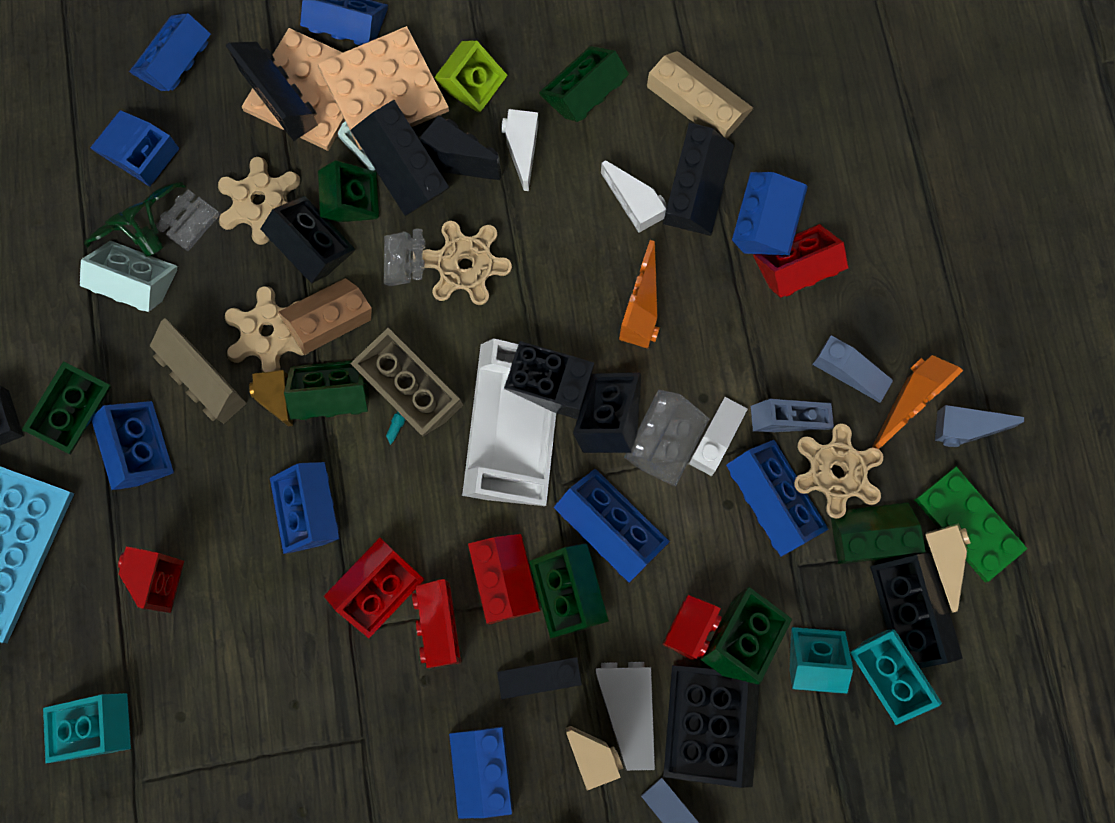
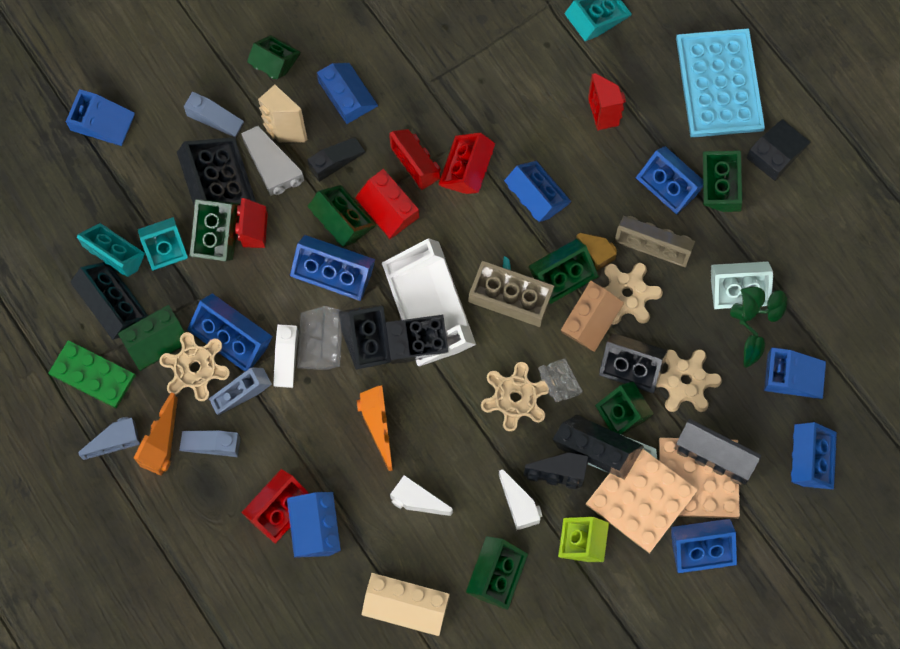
camera: 155 degrees right, 5 degrees down
(191, 224) = (720, 340): clear plate -> none
(699, 180) = (376, 533): black slope -> none
(950, 554) = (101, 342): tan slope -> none

